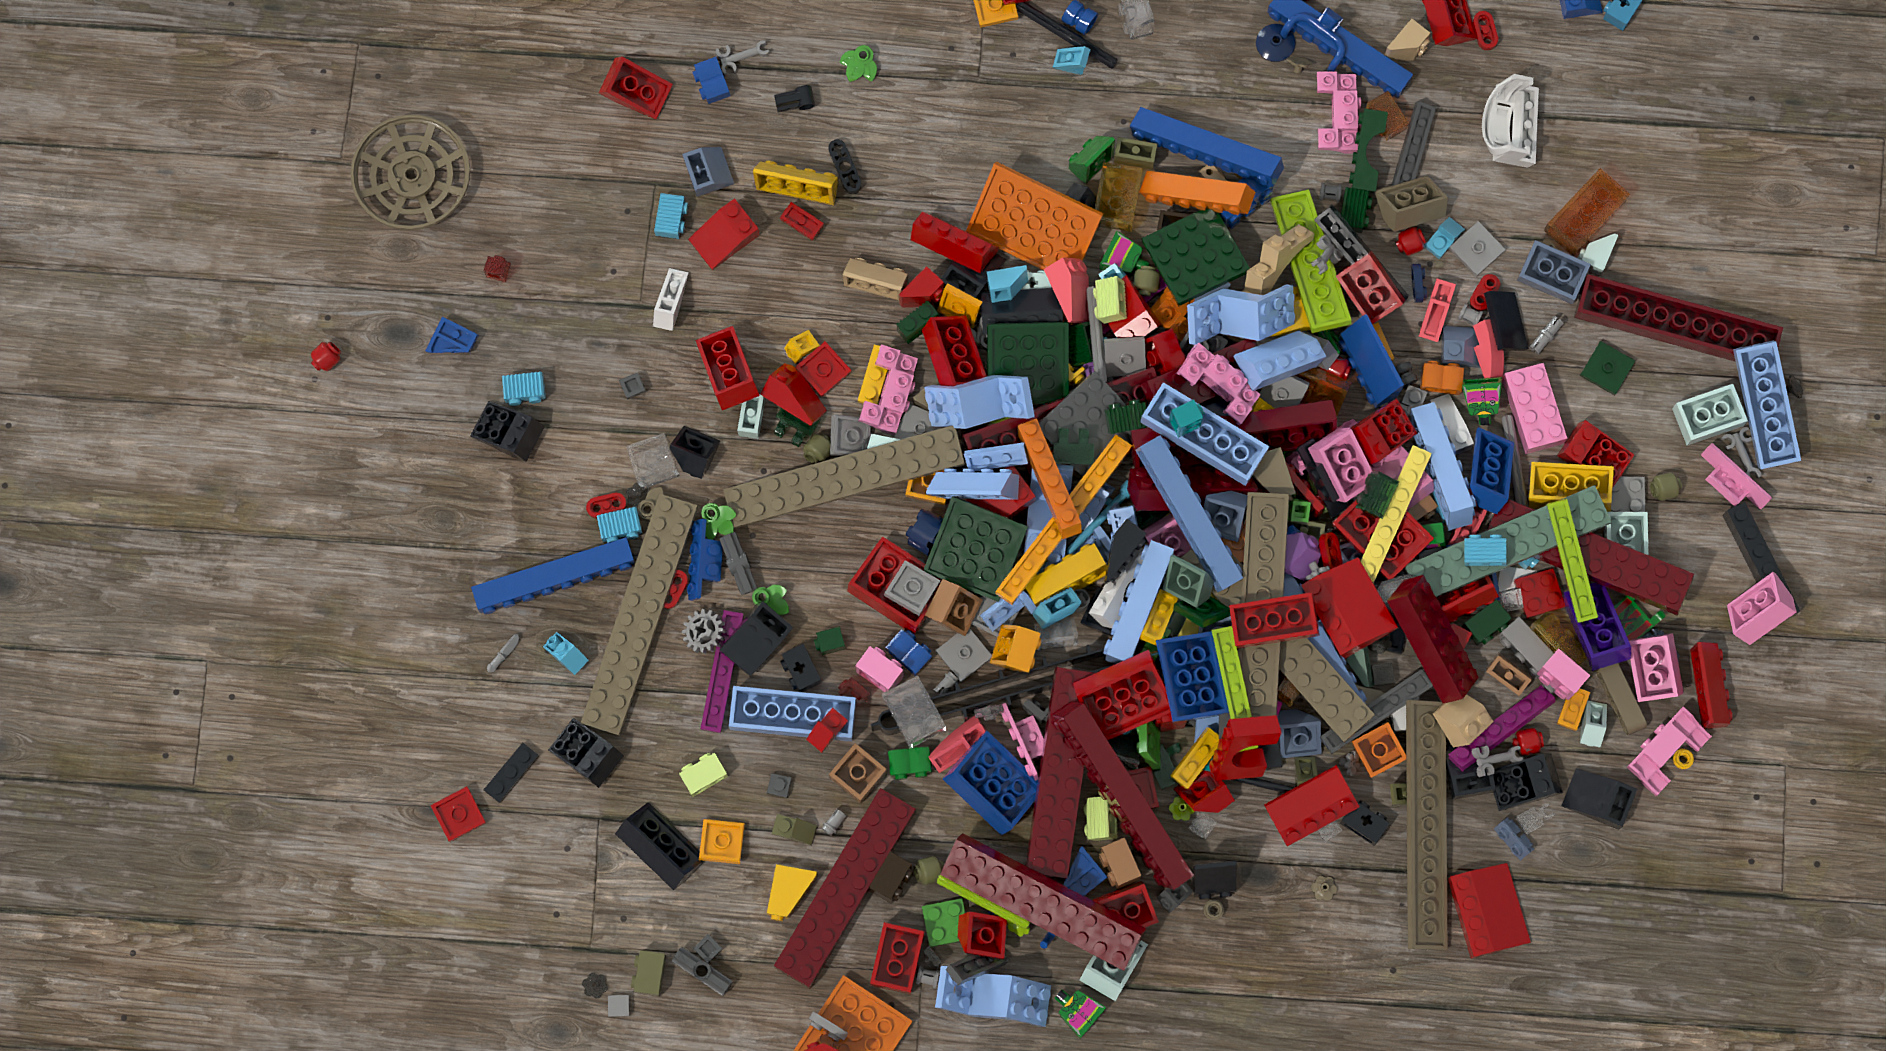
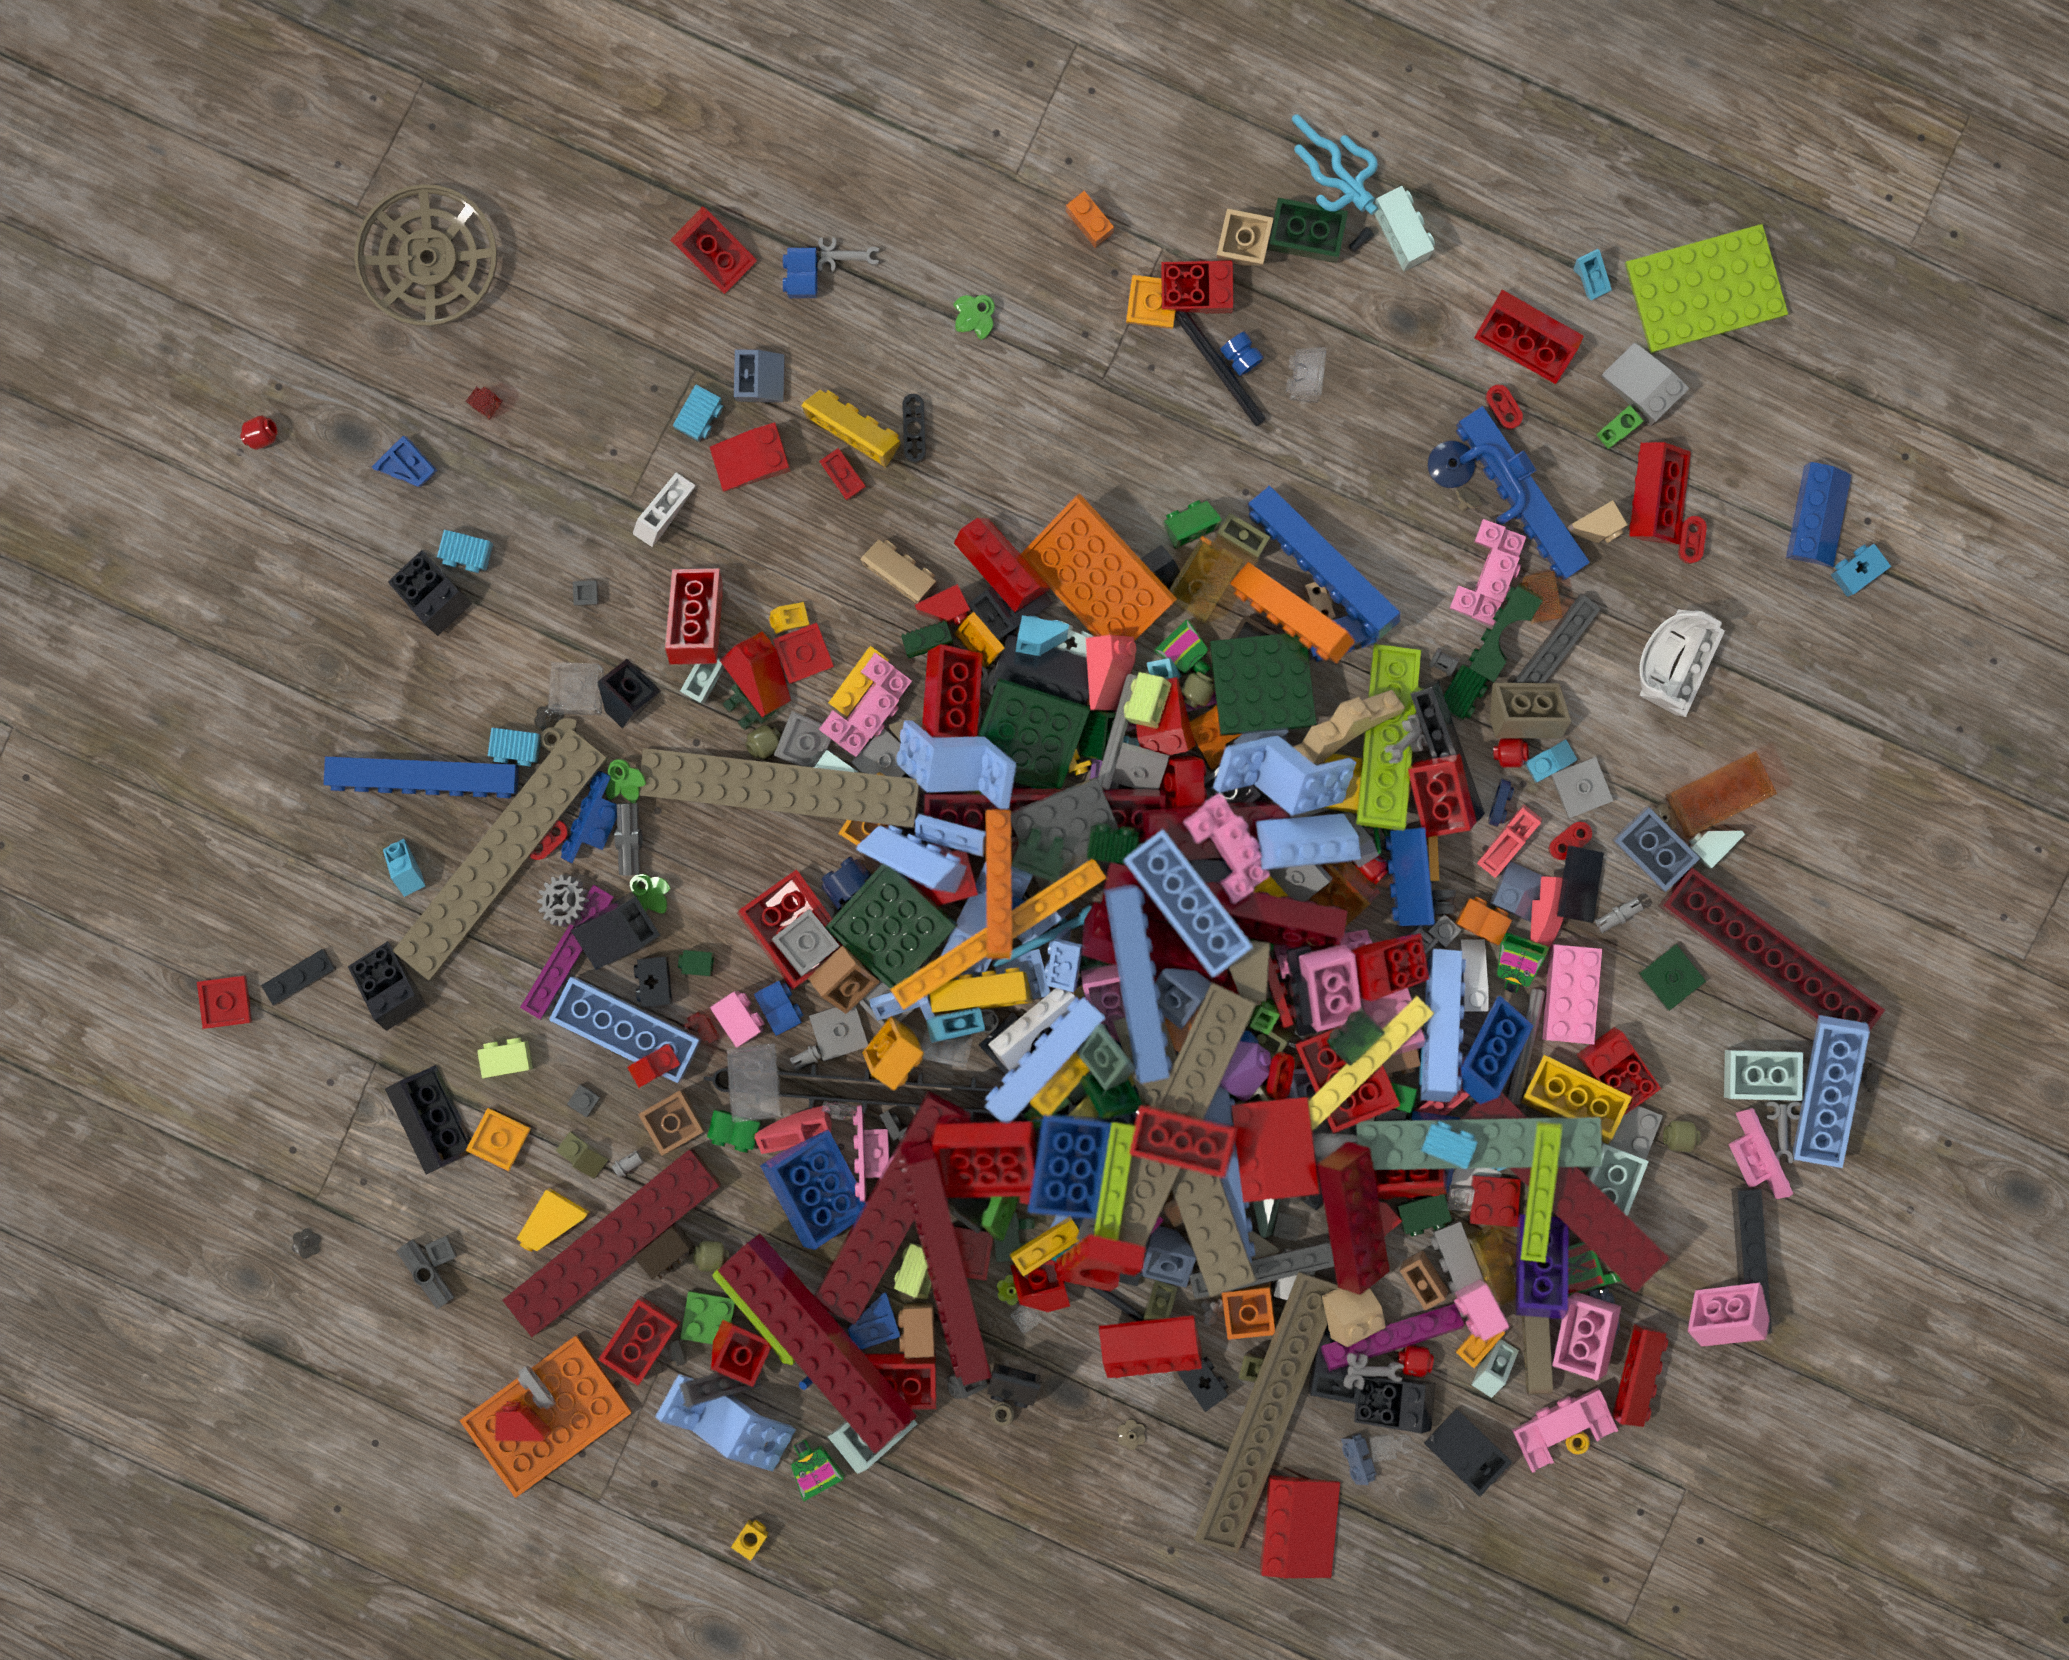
camera: 20 degrees right, 10 degrees up
(504, 652) = (338, 840): light grey piece -> none
(606, 504) = (508, 717): red plate -> none
(618, 1006) = (323, 1275): light grey tile -> none
(649, 973) = (367, 1254): olive brick -> none
(800, 98) = (892, 331): black piece -> none
(928, 977) = (662, 1374): light grey bush -> none
(1071, 59) = (1214, 399): medium azure slope -> none
(1122, 545) = (1054, 987): black slope -> none
(1186, 418) = (1171, 885): teal brick -> none
(1316, 570) = (1255, 1095): light grey plant -> none
(1470, 315) = (1543, 861): light grey bush -> none

